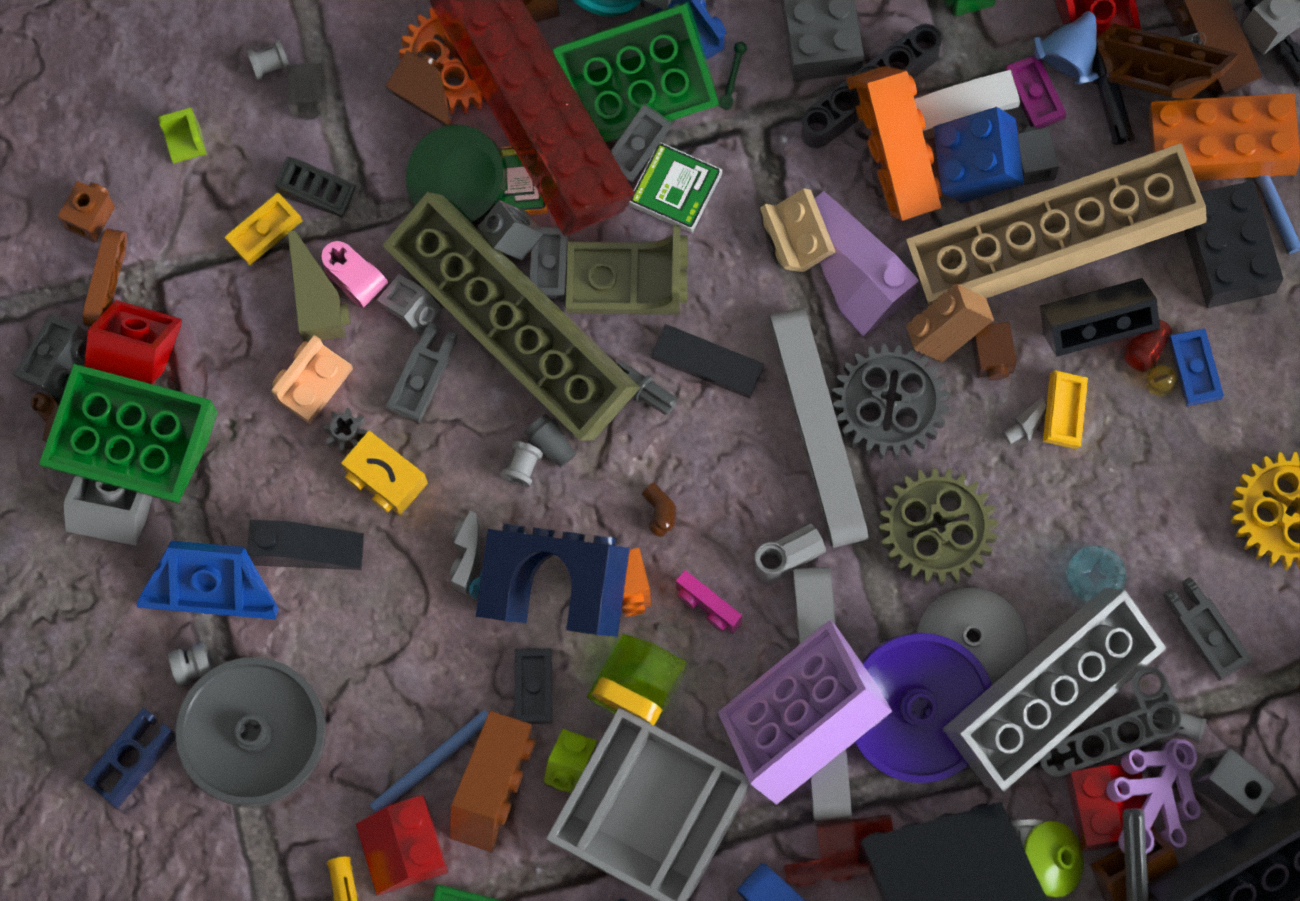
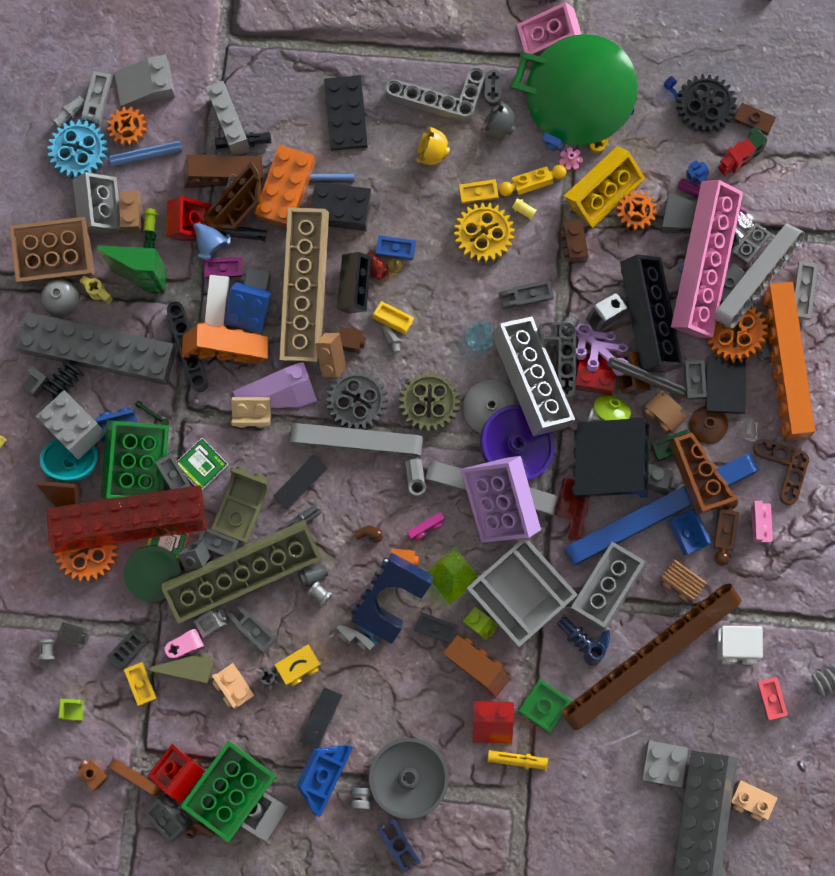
camera: 70 degrees left, 5 degrees up
(421, 86) = (98, 573): reddish brown slope -> none
(430, 763) = (455, 693): medium blue bar -> none
(618, 696) = (463, 583): yellow beam -> none

